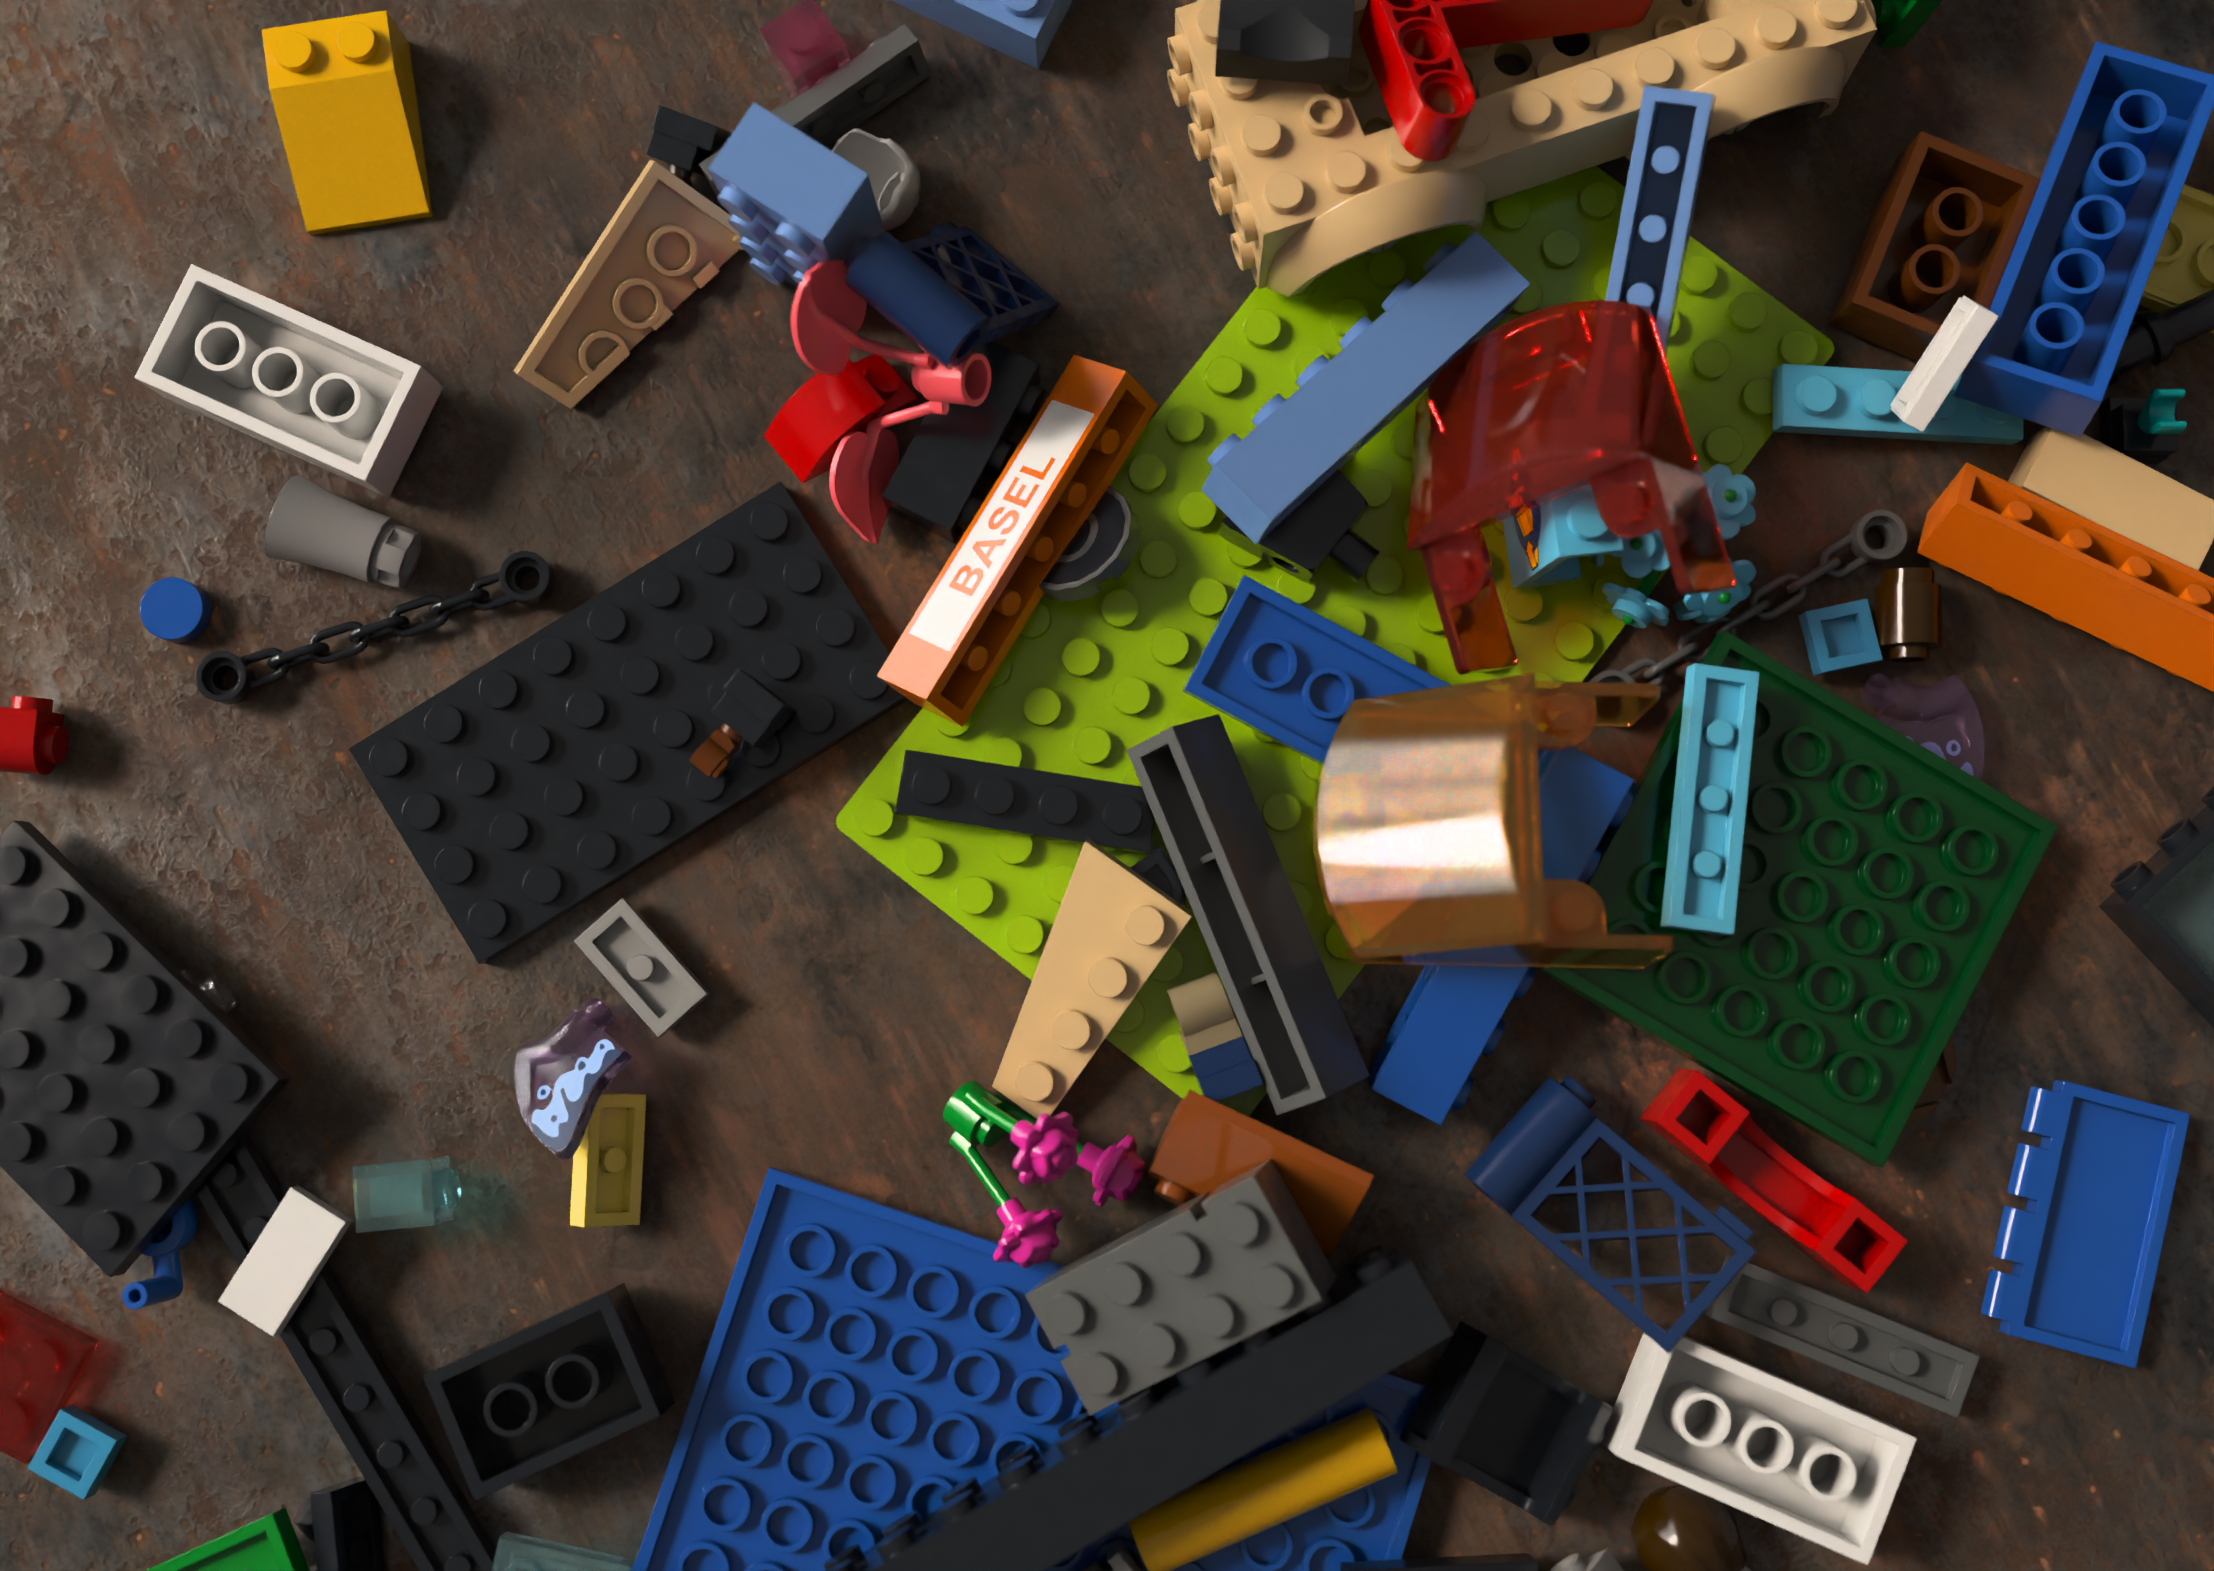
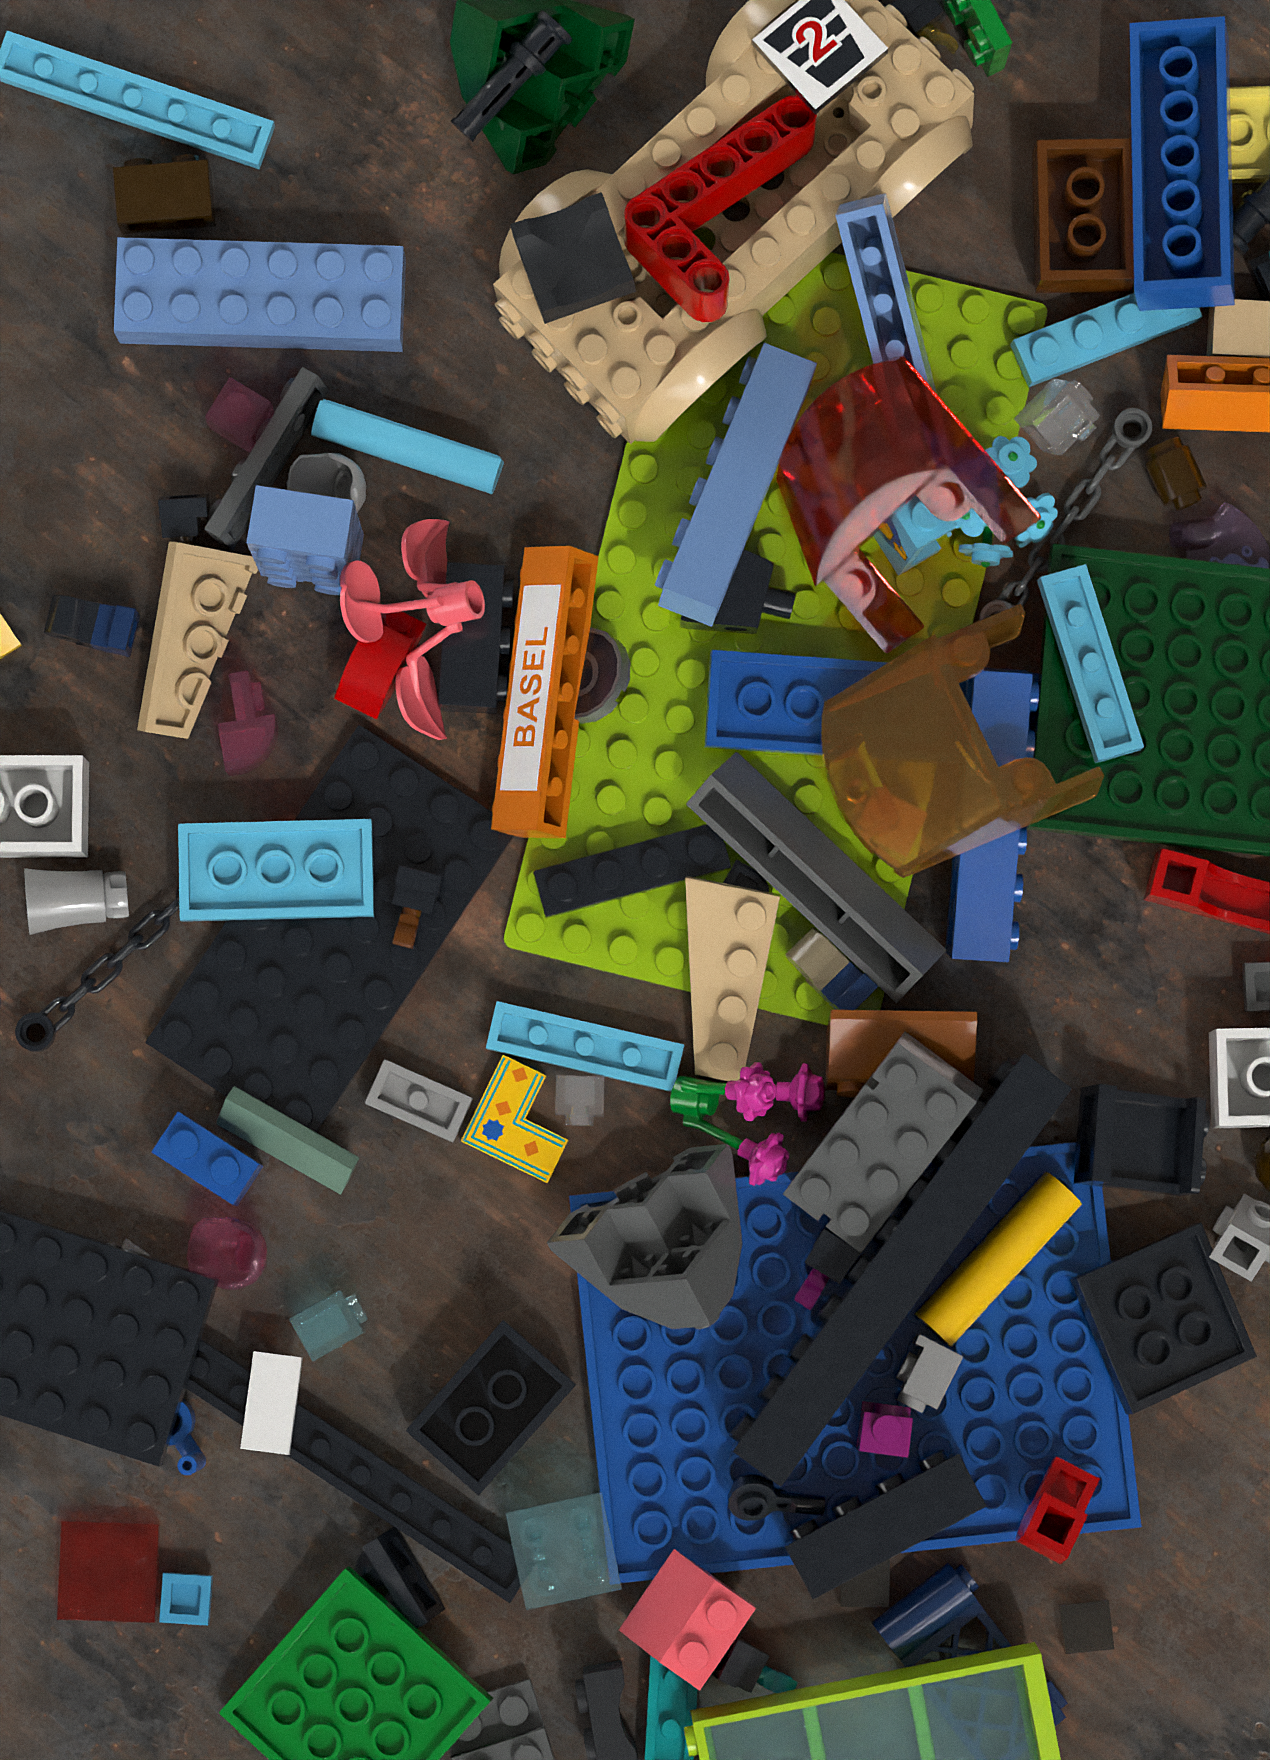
camera: 30 degrees left, 0 degrees up
(324, 1048) = (228, 1251): none -> clear pink hair
(352, 923) = (207, 1159): none -> blue brick
(461, 943) = (287, 1140): none -> sand green tile
(522, 225) = (92, 624): none -> leg
(565, 1075) = (404, 1194): clear purple arm -> none
(593, 609) = (276, 870): none -> medium azure plate
(610, 1163) = (456, 1240): light yellow plate -> none
(644, 439) = (250, 738): none -> clear pink brick
(730, 1040) = (502, 1127): none -> yellow tile
(836, 1054) = (579, 1099): none -> clear plate
(852, 1282) = (664, 1242): none -> dark grey brick
(873, 992) = (584, 1046): none -> medium azure plate
(946, 290) = (405, 556): dark blue piece -> none
(990, 175) = (407, 446): none -> medium azure brick
(1045, 1401) = (830, 1259): none -> black piece
(1545, 1147) = (1086, 948): dark blue piece -> none
(1797, 481) = (1059, 416): none -> clear brick
(1840, 637) = (1136, 510): dark azure plate -> none
(1942, 362) = (1118, 298): white tile -> none

